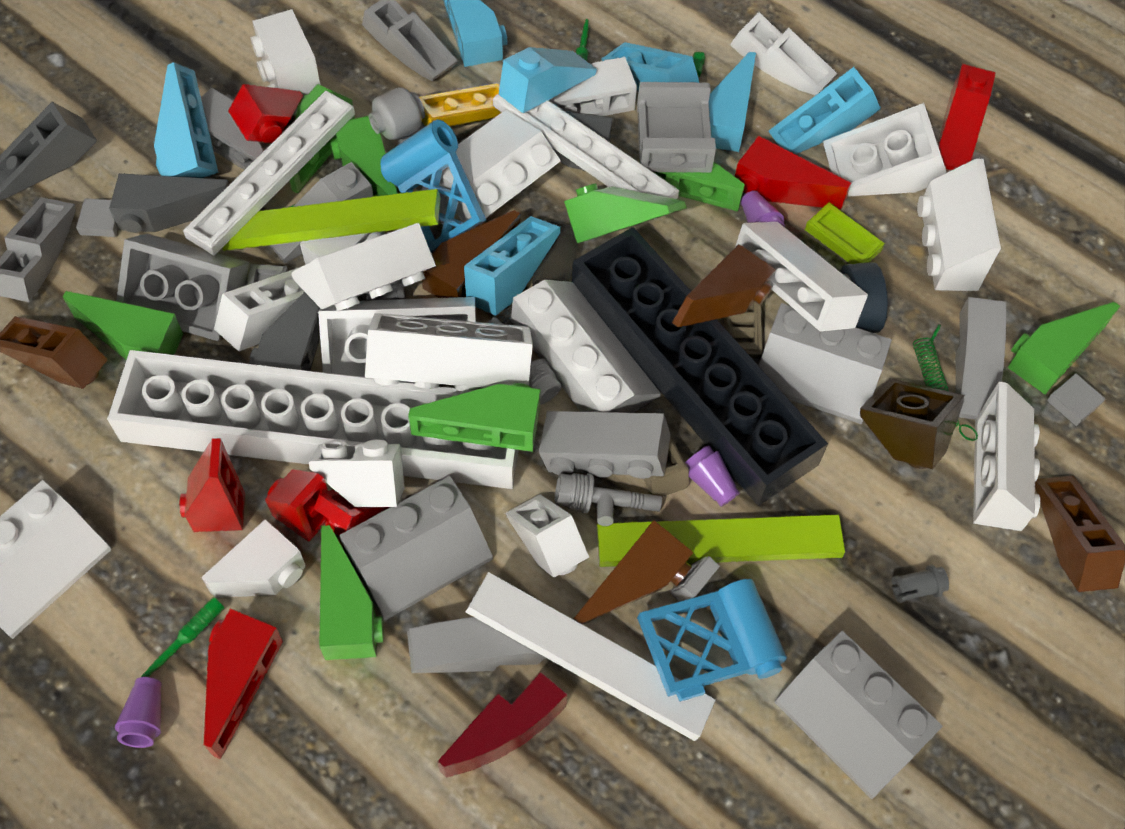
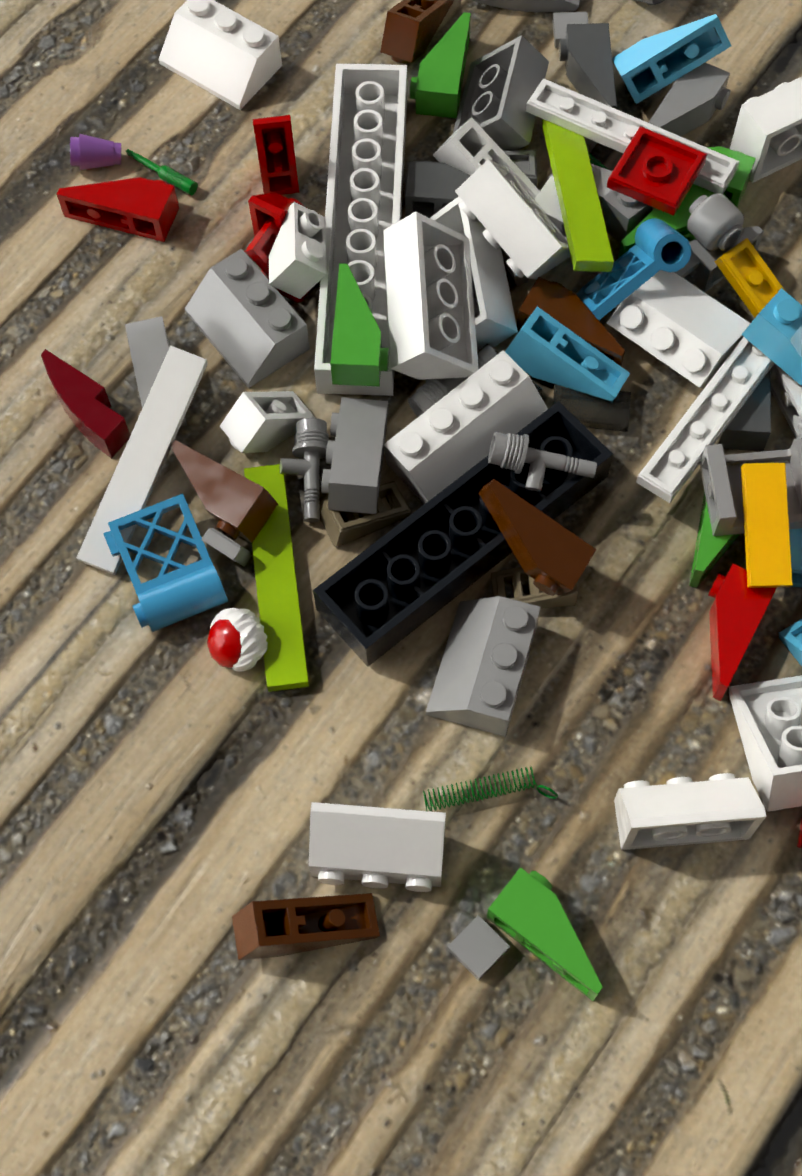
camera: 90 degrees right, 5 degrees up
(256, 566) = (223, 205): white slope -> none
(263, 111) = (703, 118): red slope -> none
(327, 149) = (656, 170): none -> red tile
(346, 611) = (177, 272): bright green slope -> none
(613, 209) = (634, 439): bright green slope -> none
(642, 286) = (512, 452): none -> light grey piece
(705, 121) = (766, 525): none -> yellow tile
(712, 476) = (339, 555): medium lavender cone -> none
(759, 209) = (674, 602): medium lavender cone -> none
(796, 575) = (236, 639): none -> hair
(804, 277) = (576, 622): white brick -> none
(844, 235) = (669, 697): lime tile -> none
(857, 714) = (102, 696): light grey slope -> none
(871, 280) = (567, 697): black wheel -> none
(913, 421) = (422, 752): dark brown slope -> none
(919, 584) = (237, 760): dark grey pin -> none
(980, 352) = (512, 833): light grey slope -> none

